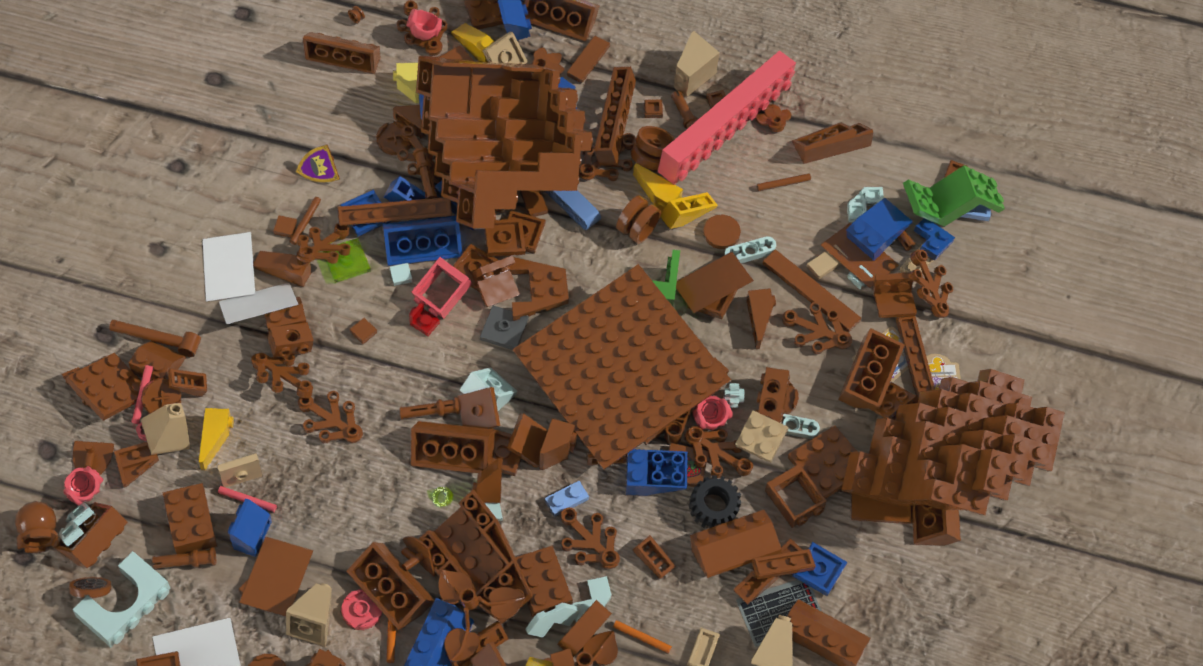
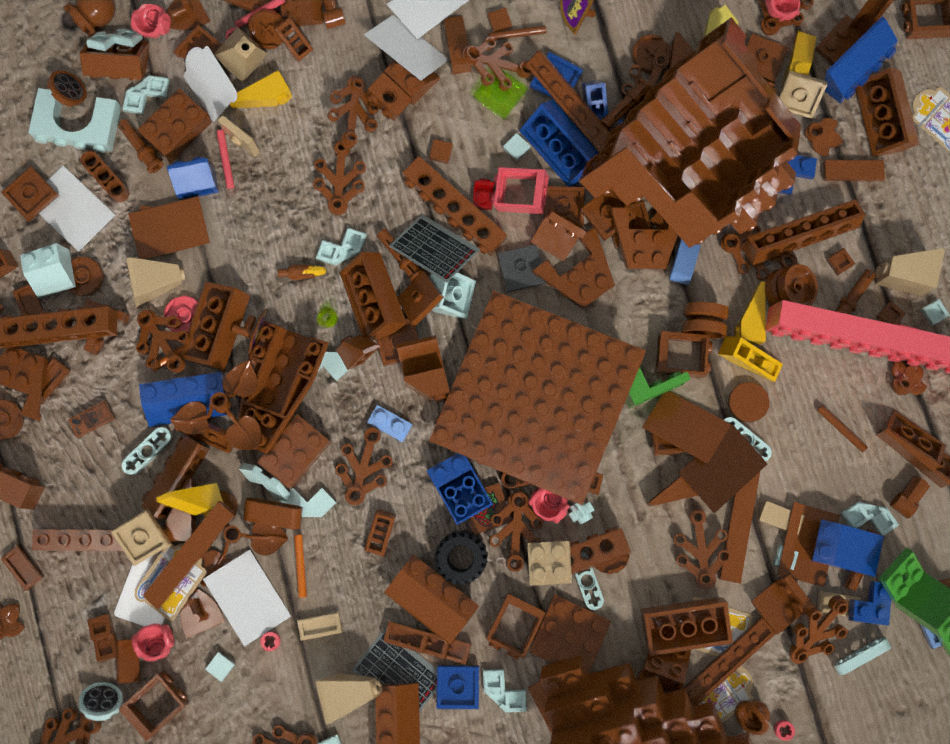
camera: 60 degrees right, 20 degrees up
(137, 539) = (150, 86): none -> light aqua tile
(171, 467) = (209, 81): none -> white sticker
(182, 598) = (98, 170): none -> dark orange beam
(370, 635) = (160, 339): none -> dark orange plant
(390, 493) = (301, 272): none -> dark orange piece
(393, 459) = (350, 247): none -> light aqua tile
(423, 337) = (420, 169): none -> dark orange brick
(444, 376) = (434, 248): none -> sticker
(549, 229) = (643, 246): none -> dark orange wing
(659, 235) = (662, 353): none -> dark orange window
(734, 71) = (934, 312): none -> light aqua tile
(769, 275) = (727, 471): none -> reddish brown sticker
(783, 564) = (436, 653): dark orange tile -> none
(838, 543) = (506, 699): none -> light aqua tile
(866, 169) = (907, 501): none -> dark orange piece
(967, 267) = (862, 656): none -> light aqua beam
(969, 364) = (753, 716): none -> dark orange hat
(992, 359) = (783, 723): none -> coral bush

